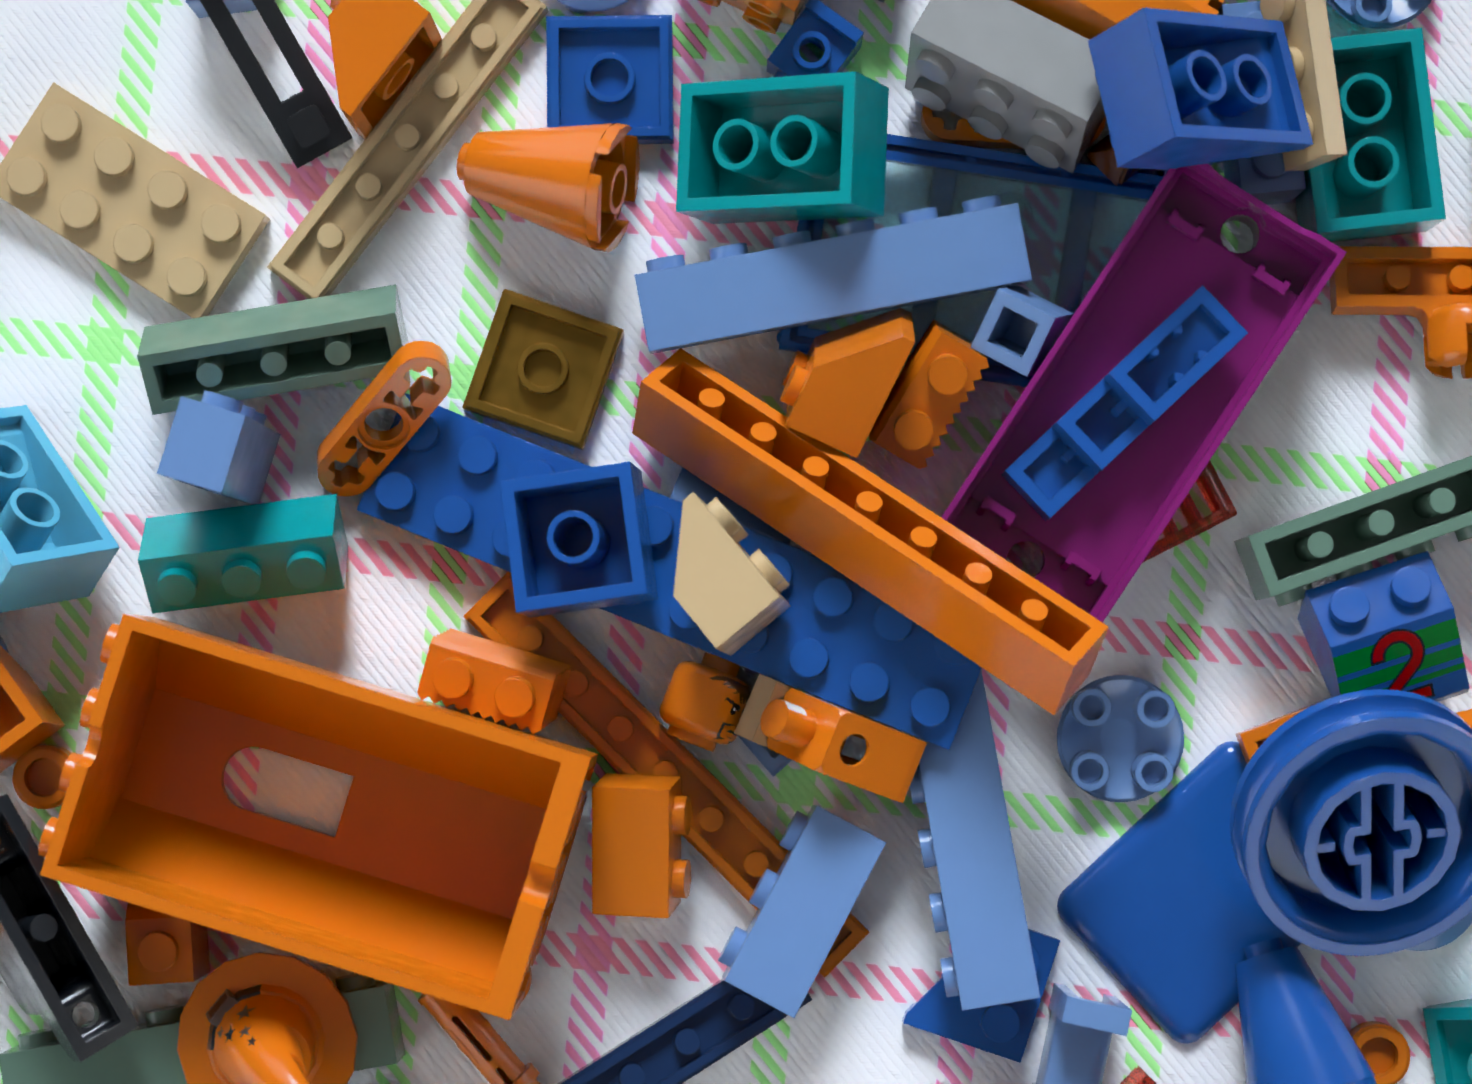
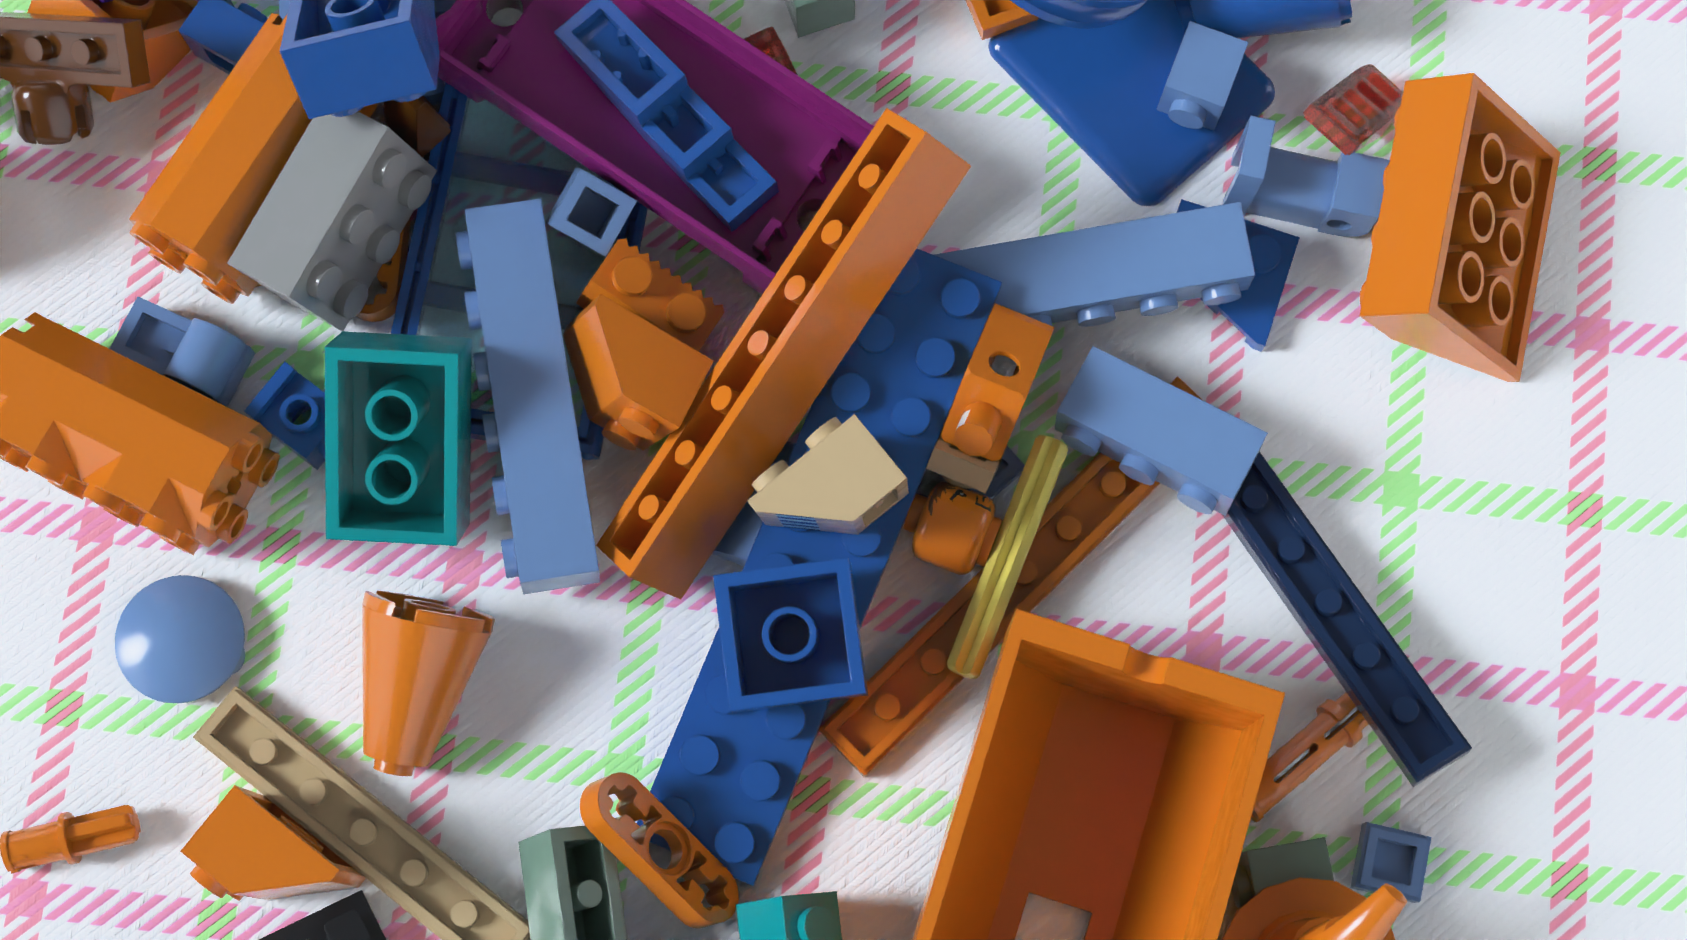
camera: 90 degrees left, 10 degrees down
(493, 680) = (932, 735): orange brick -> none
(543, 369) = (612, 693): pearl gold tile -> none
(612, 73) = (309, 622): blue tile -> none
(639, 845) = (1101, 593): orange brick -> none
(676, 756) = (1007, 557): none -> light yellow axle
(1120, 738) = (995, 134): medium blue dish -> none
(1188, 963) = (1201, 77): none -> medium blue brick

